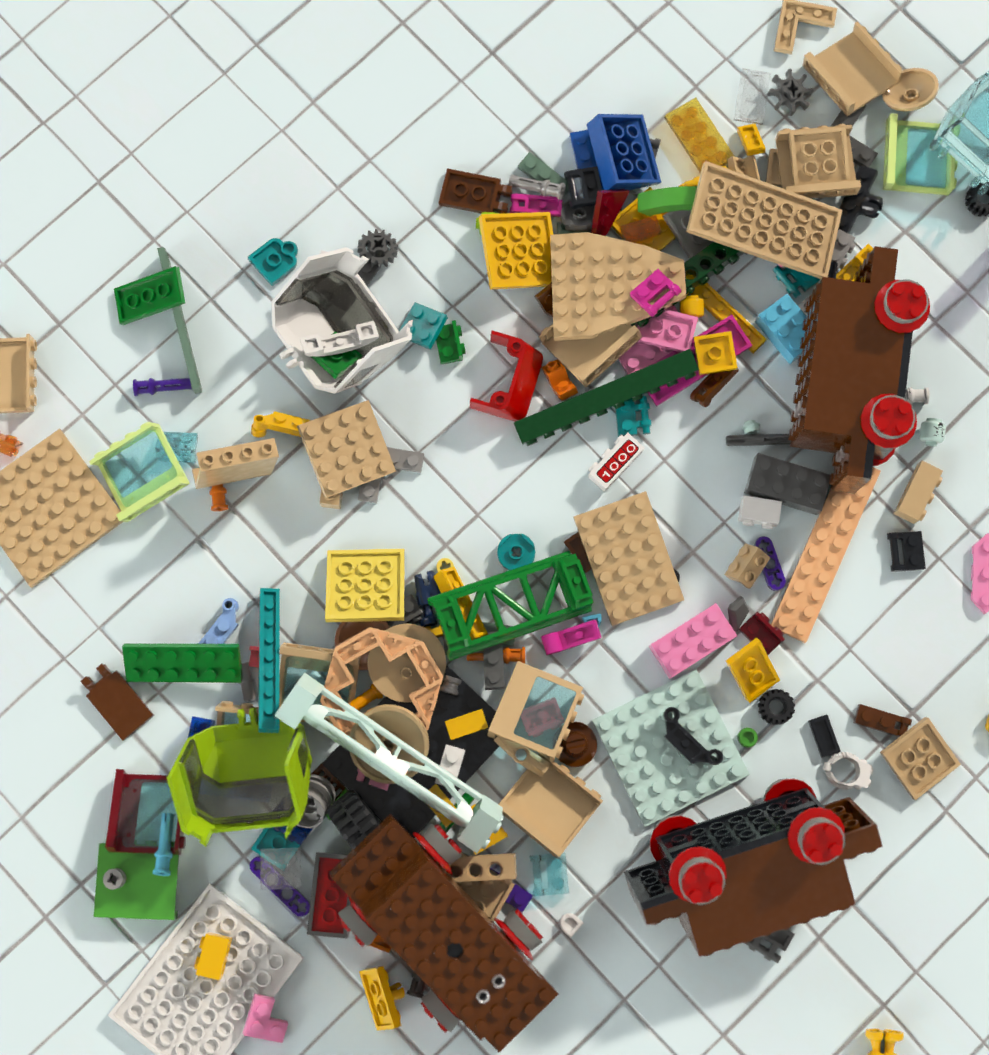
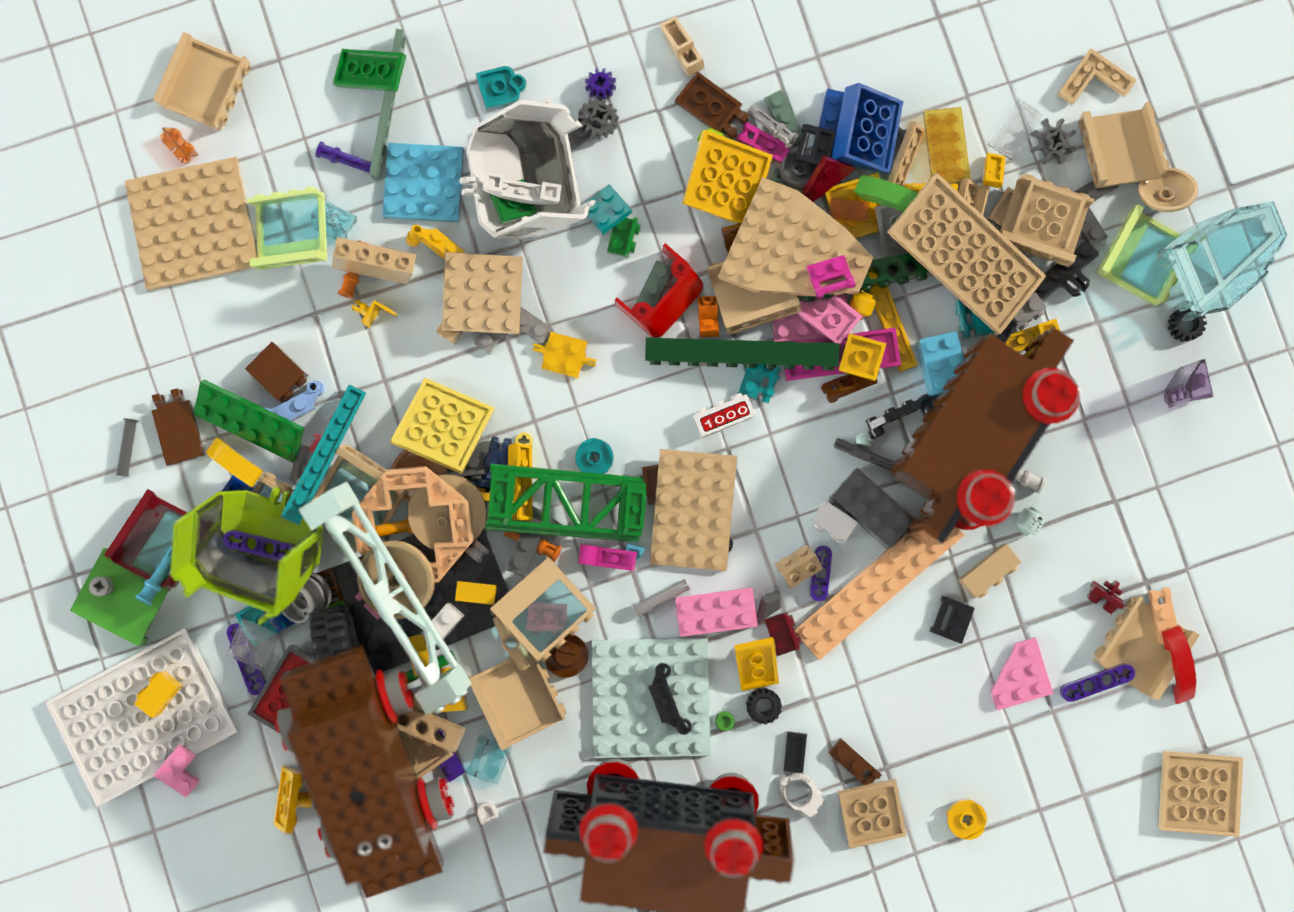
camera: 25 degrees right, 5 degrees up
(77, 740) = (126, 447): none -> dark grey pin
(186, 705) = (233, 462): none -> yellow slope
(188, 607) = (277, 372): none -> reddish brown brick
(243, 375) = (423, 182): none -> medium azure plate
(248, 767) = (261, 542): none -> dark purple beam
(250, 513) = (370, 312): none -> yellow bracket
(365, 224) = (607, 81): none -> dark purple gear
(423, 152) = (682, 46): none -> tan slope
(445, 472) = (564, 355): none -> yellow plate
(497, 372) = (655, 284): none -> sand green plate
(636, 652) = (661, 598): none -> light grey pin
(667, 158) = (906, 154): none -> tan tile
(755, 408) = (876, 424): none -> black plate

